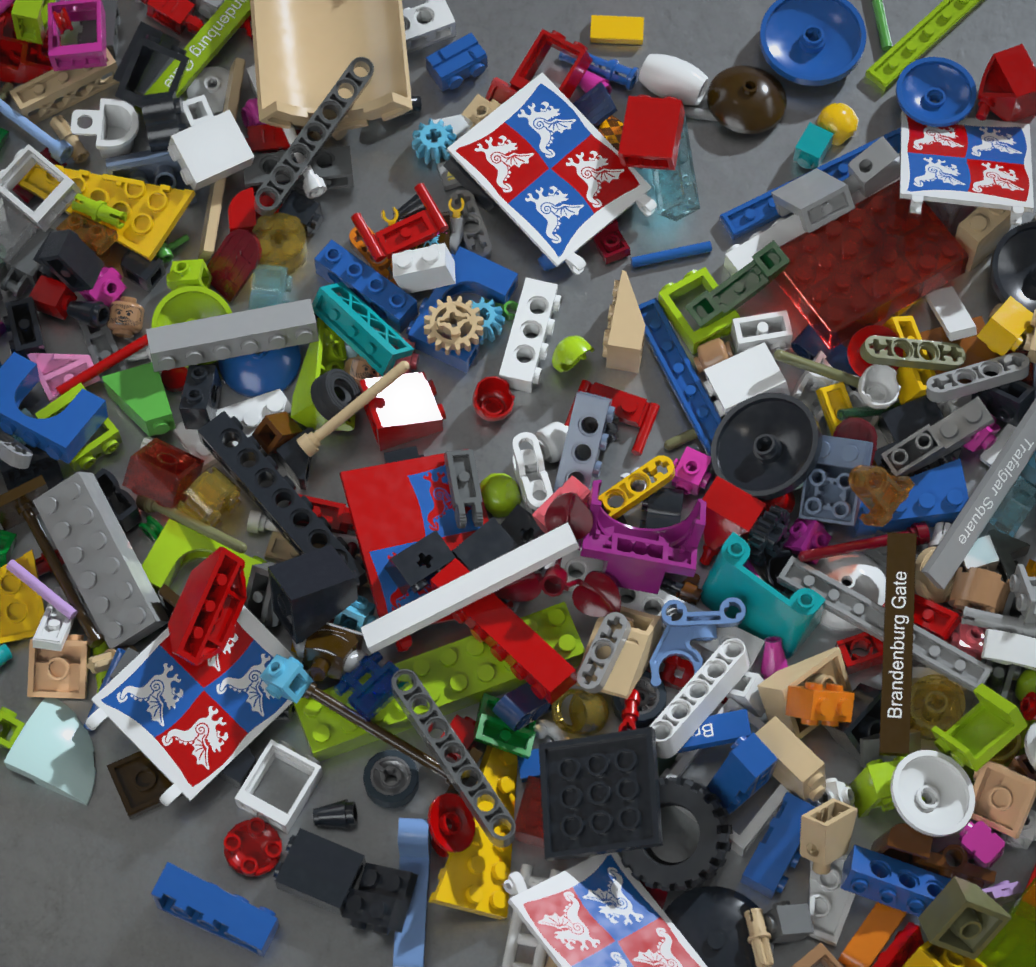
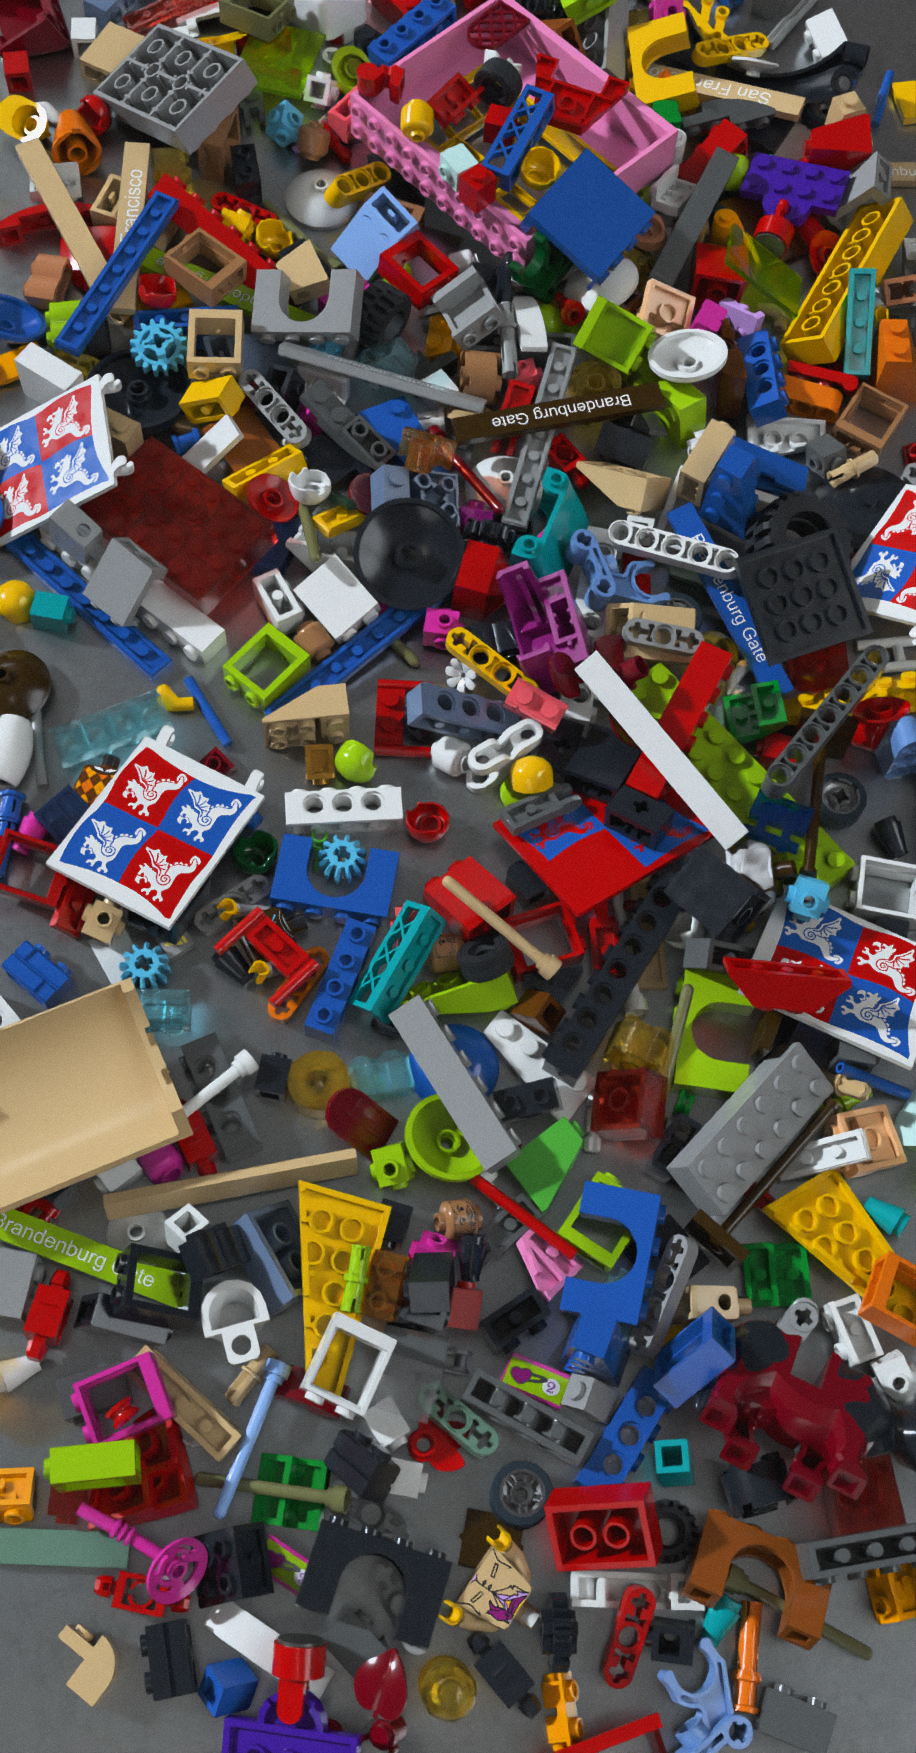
camera: 115 degrees left, 0 degrees up
(41, 589) = (806, 1178): lavender bar -> none
(210, 151) = (242, 1180): white brick -> none
(242, 211) = (289, 1137): red brick -> none
(317, 123) = (188, 1052): dark grey beam -> none
(345, 434) = (566, 920): none -> red window
(390, 144) = (167, 1010): none -> clear light blue brick
(424, 268) = (312, 917): white brick -> none
(452, 338) = (361, 878): tan gear -> none
(500, 491) = (531, 775): none -> yellow hair
(510, 249) = (255, 853): none -> dark green hair
(521, 707) = (739, 698): dark blue beam -> none
(587, 326) = (320, 763): none -> pearl gold bracket
(630, 713) = (712, 607): red piece -> none
(651, 132) = (90, 737): red brick -> none
(695, 221) = (173, 702): none -> yellow arm
(739, 287) = (240, 623): dark green slope -> none
(773, 656) = (599, 517): dark pink cone -> none
(820, 704) = (641, 455): orange brick -> none
(826, 833) = (759, 426): tan torso -> none
(912, 349) = (269, 461): olive beam -> none
(963, 918) = (782, 316): olive slope -> none
(976, 303) = (185, 442): none -> blue bush

